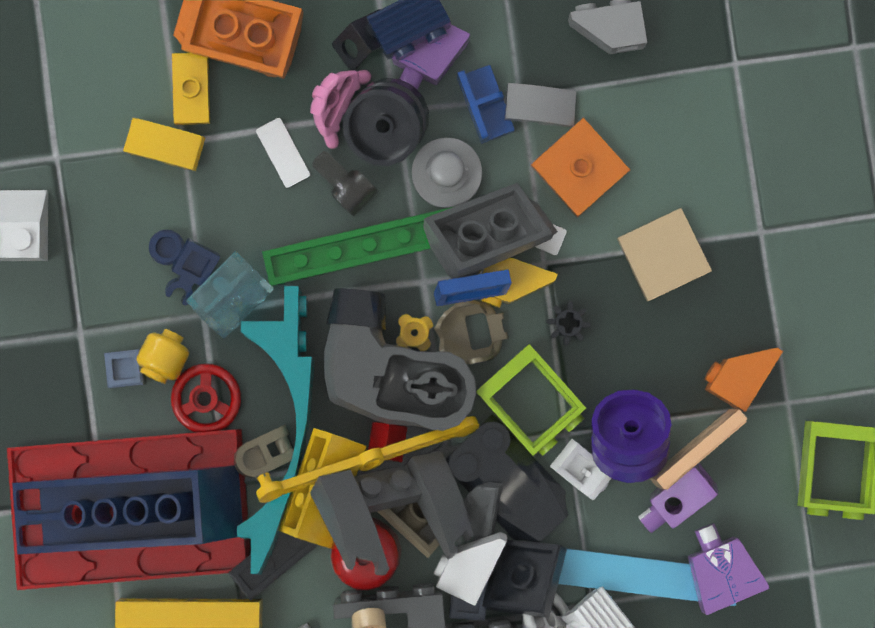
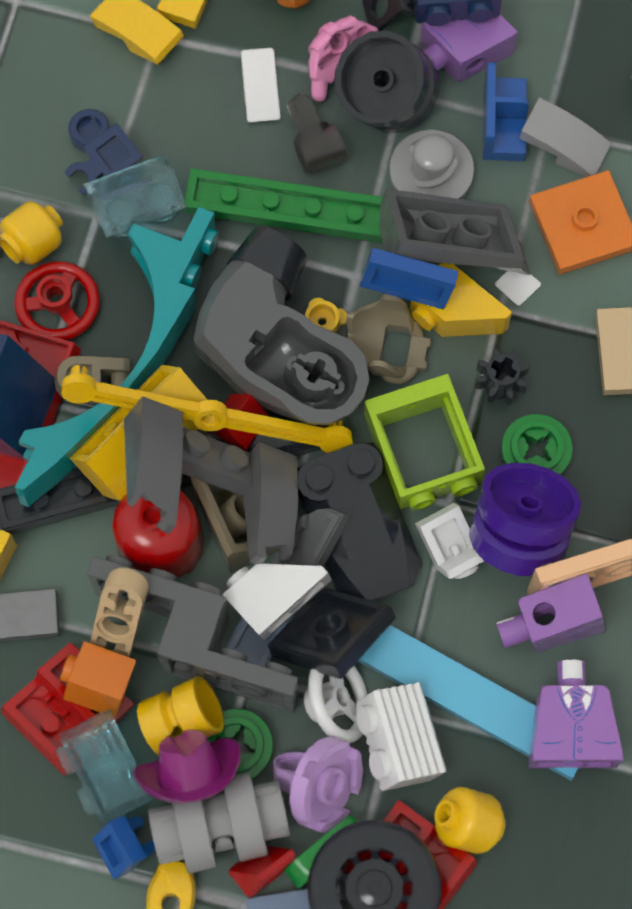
camera: 25 degrees right, 15 degrees down
(609, 351) = (537, 429): none -> green gear

